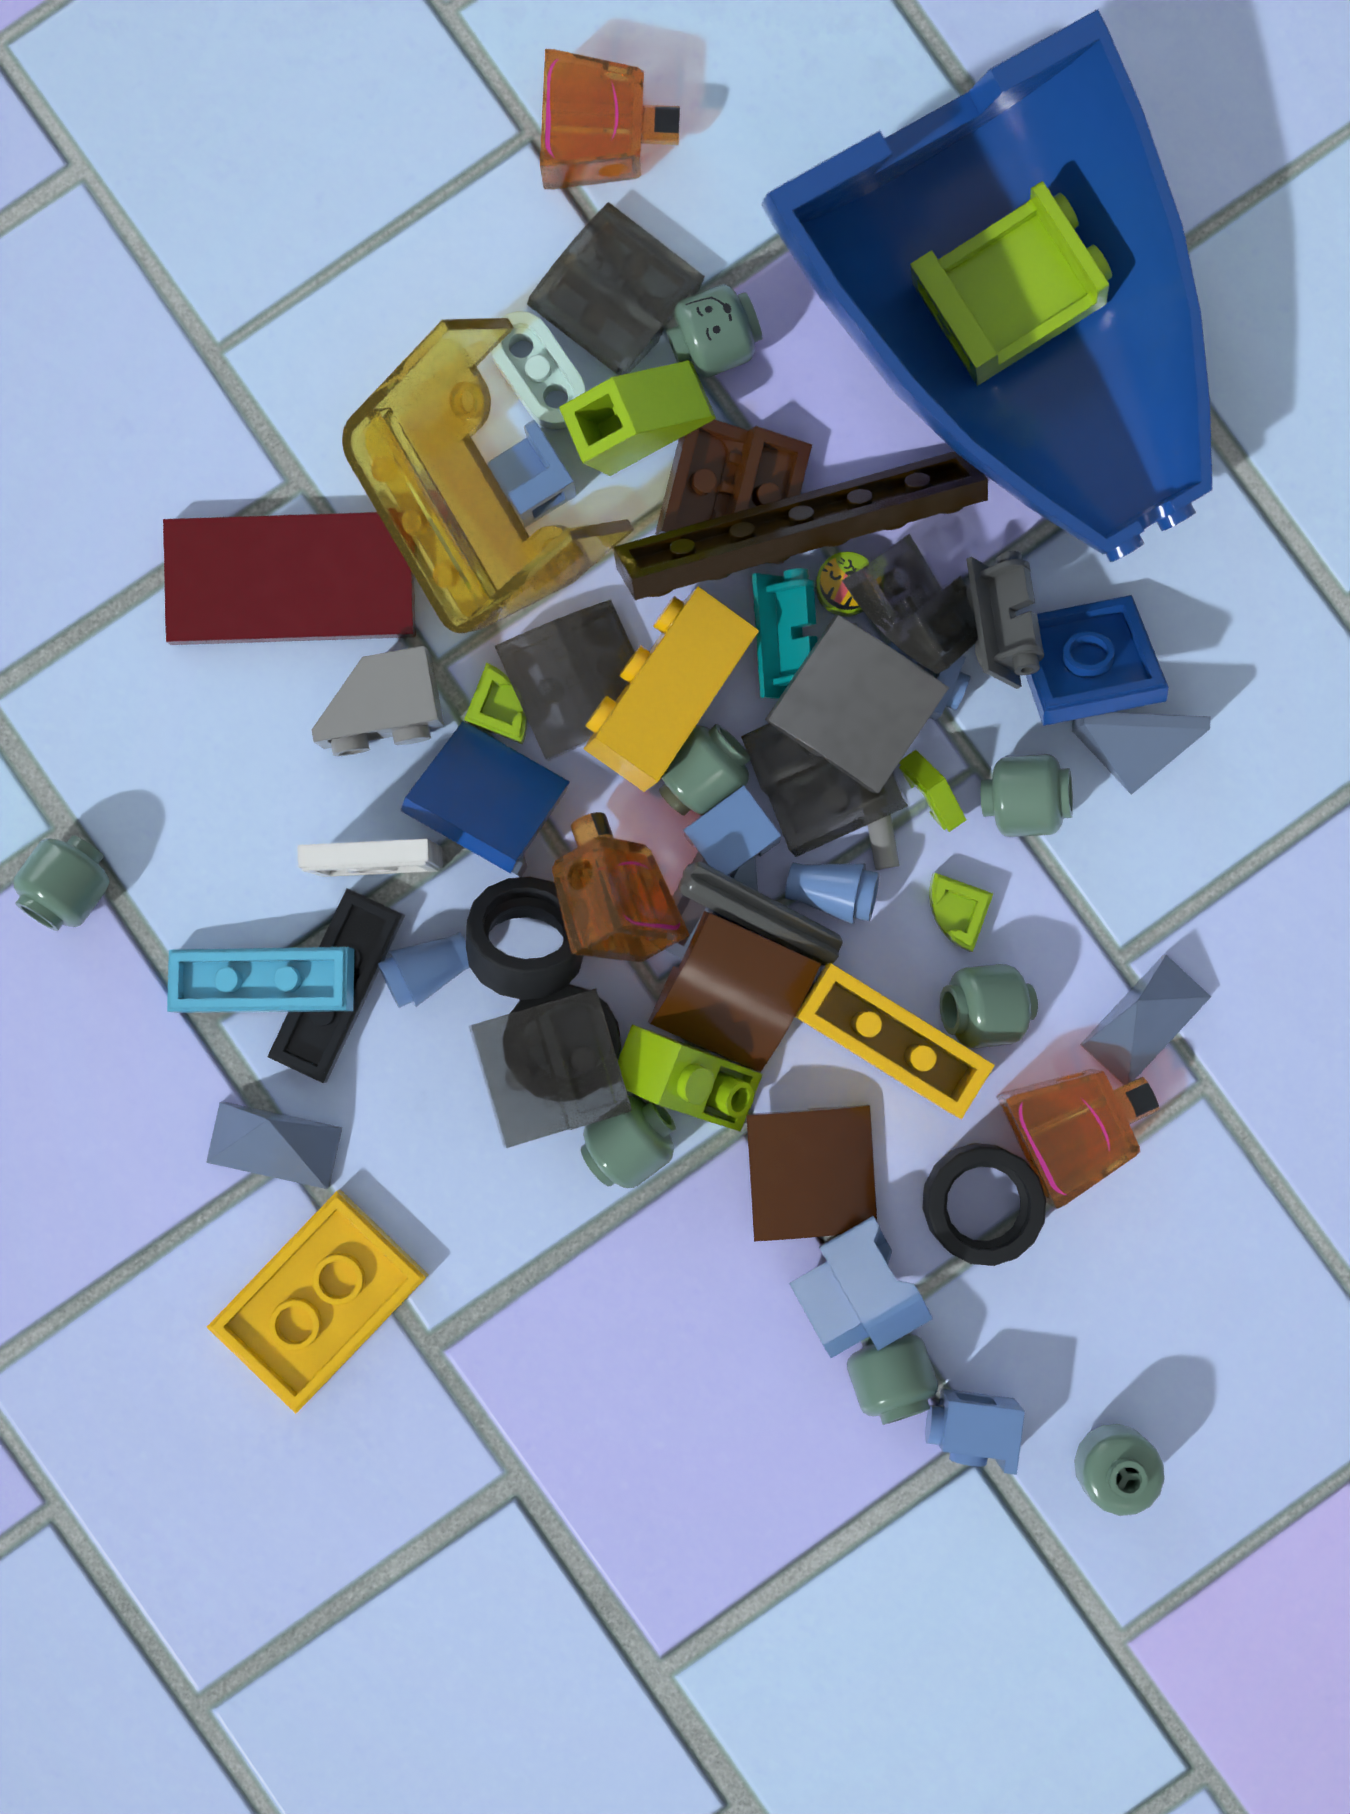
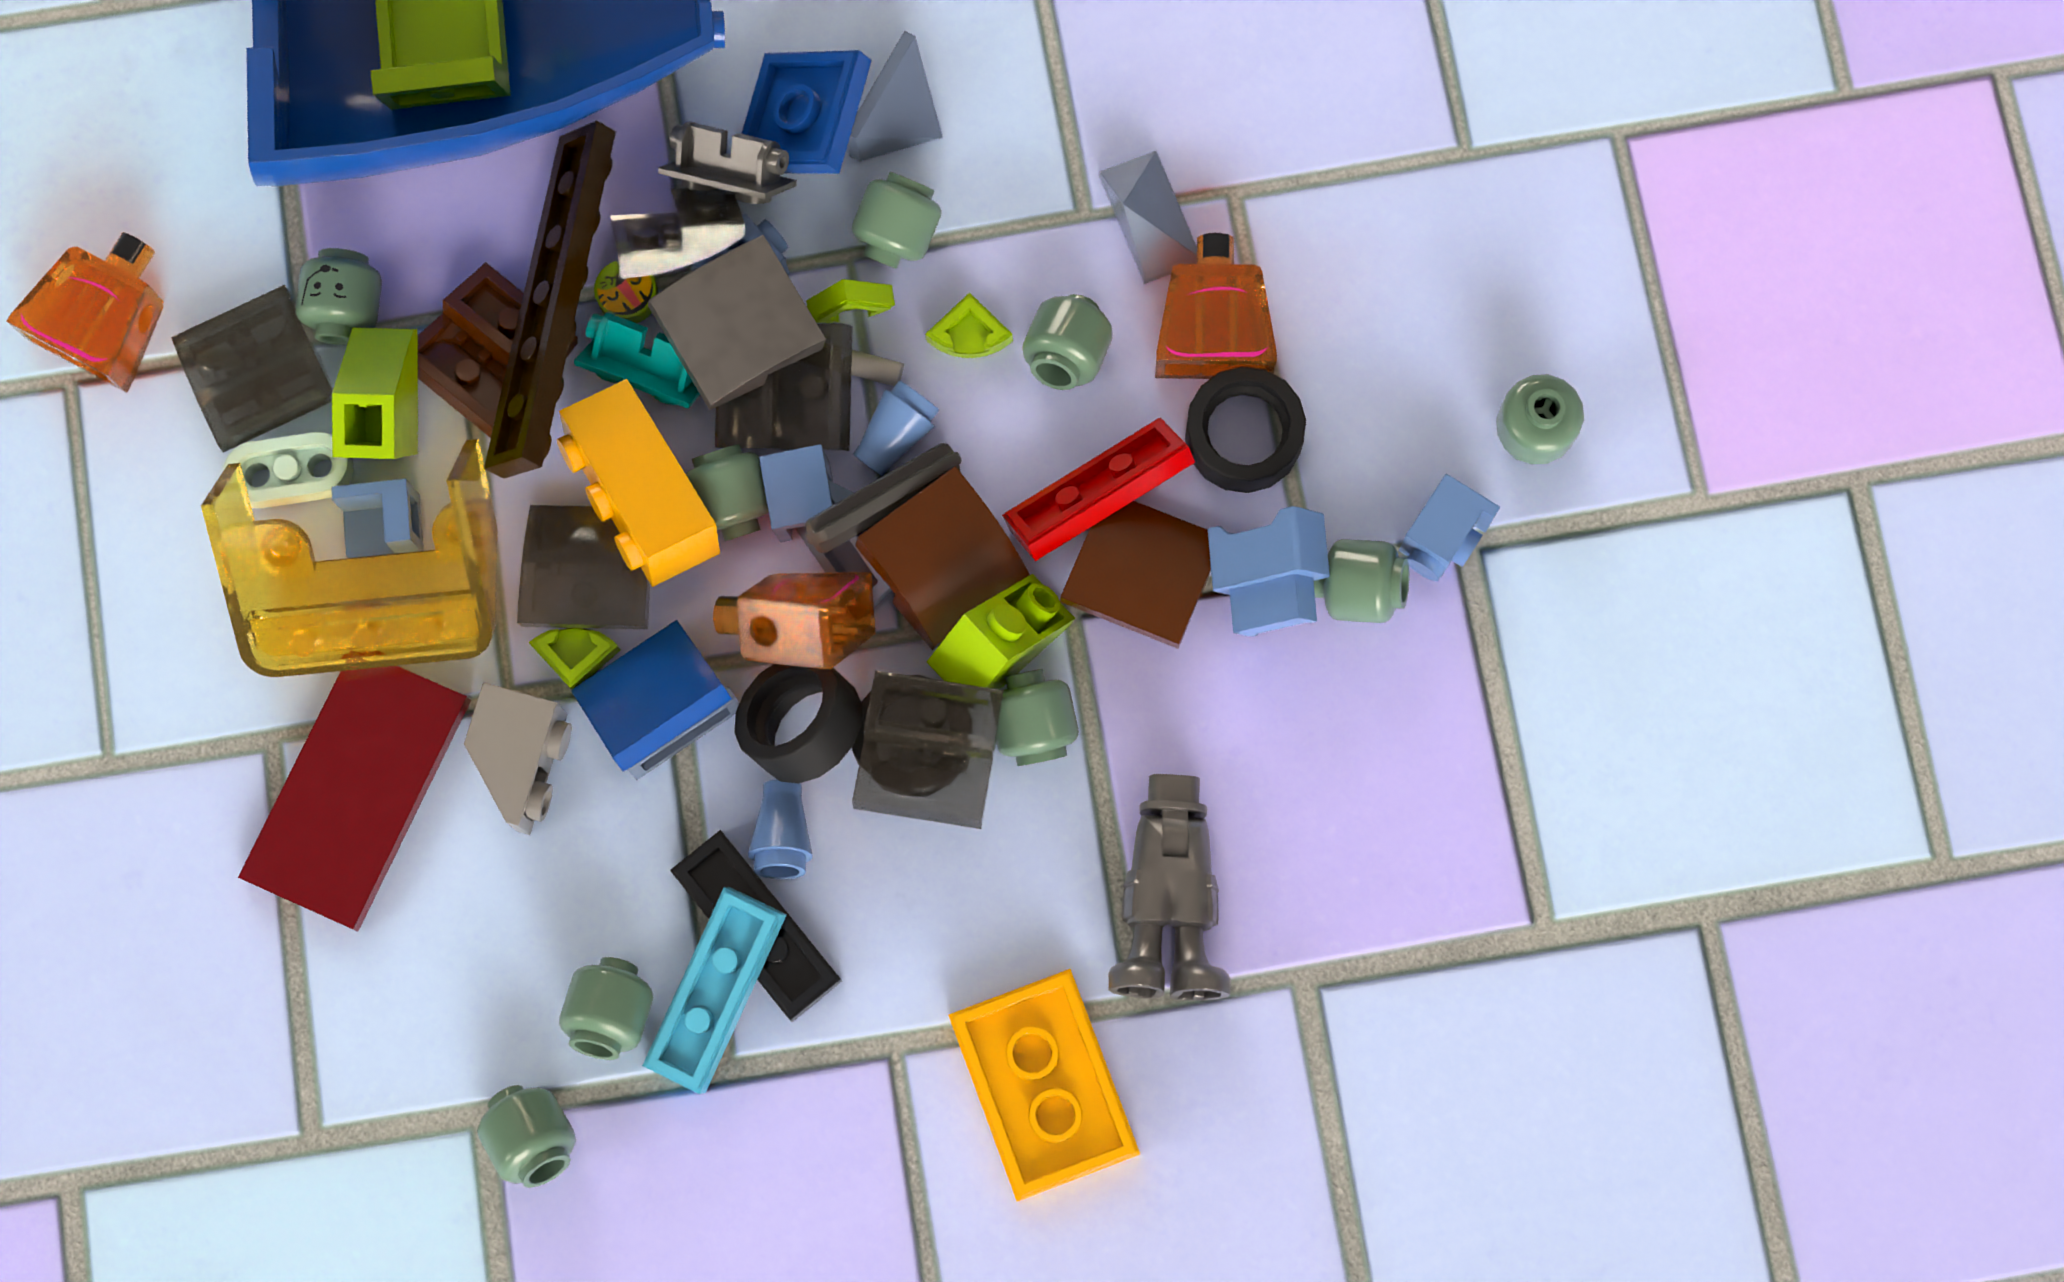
camera: 60 degrees left, 10 degrees down
(199, 895) = (606, 1009): none -> sand green head
(274, 1145) = (875, 1056): sand blue slope -> none
(370, 857) = (652, 822): white tile -> none
(539, 1336) = (1174, 887): none -> flat silver piece
(865, 1099) = (1098, 488): none -> red tile
(894, 1040) = (1056, 434): yellow brick -> none

